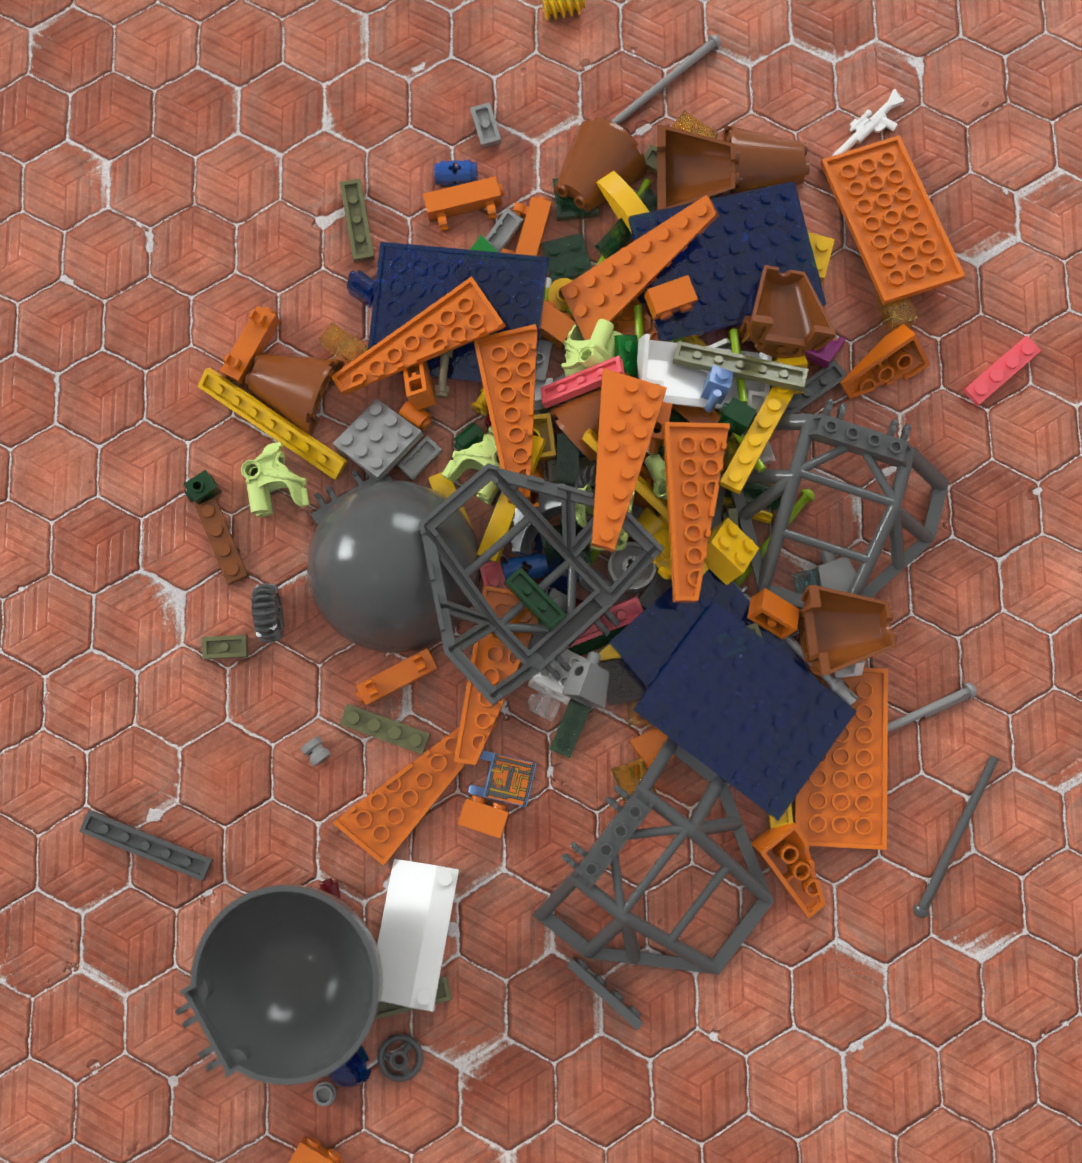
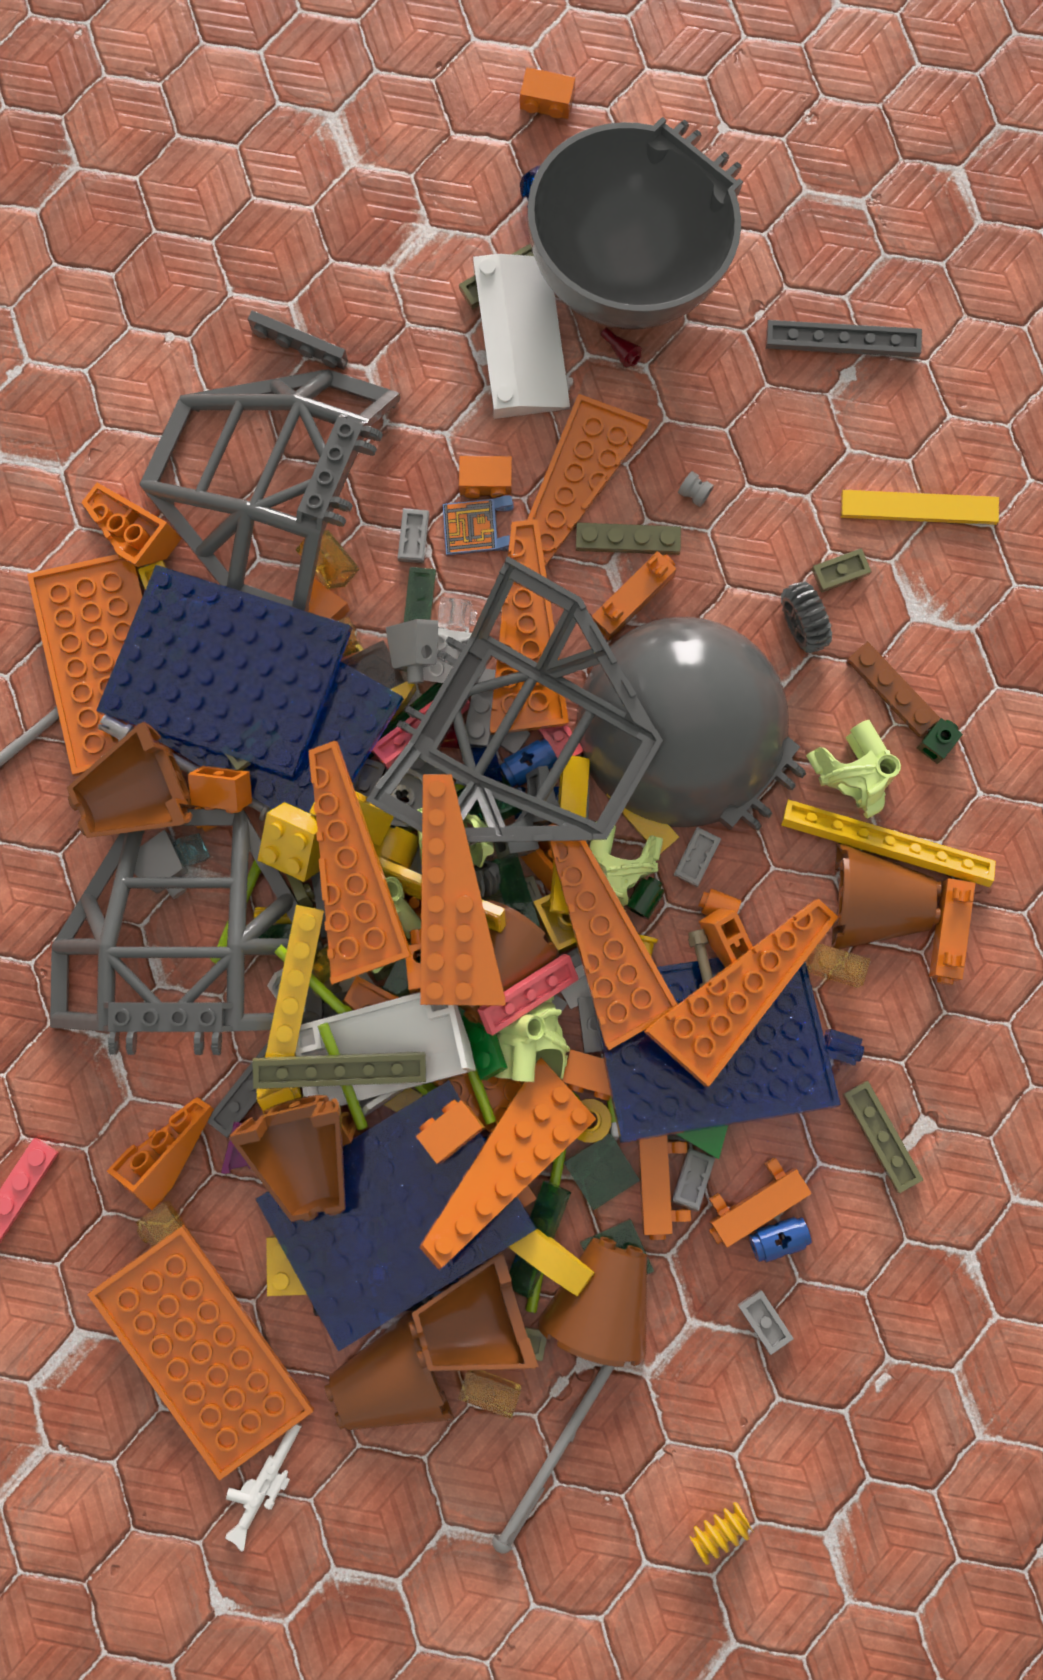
camera: 160 degrees right, 0 degrees up
(142, 681) = (919, 507): none -> yellow tile
(378, 439) = (754, 860): light grey plate -> none
(391, 1057) = (490, 205): dark grey piece -> none
(535, 599) = (502, 714): dark green tile -> none
(558, 785) = (413, 535): none -> light grey plate
(716, 386) = (361, 1033): medium blue brick -> none
(737, 414) = (327, 1001): dark green brick -> none

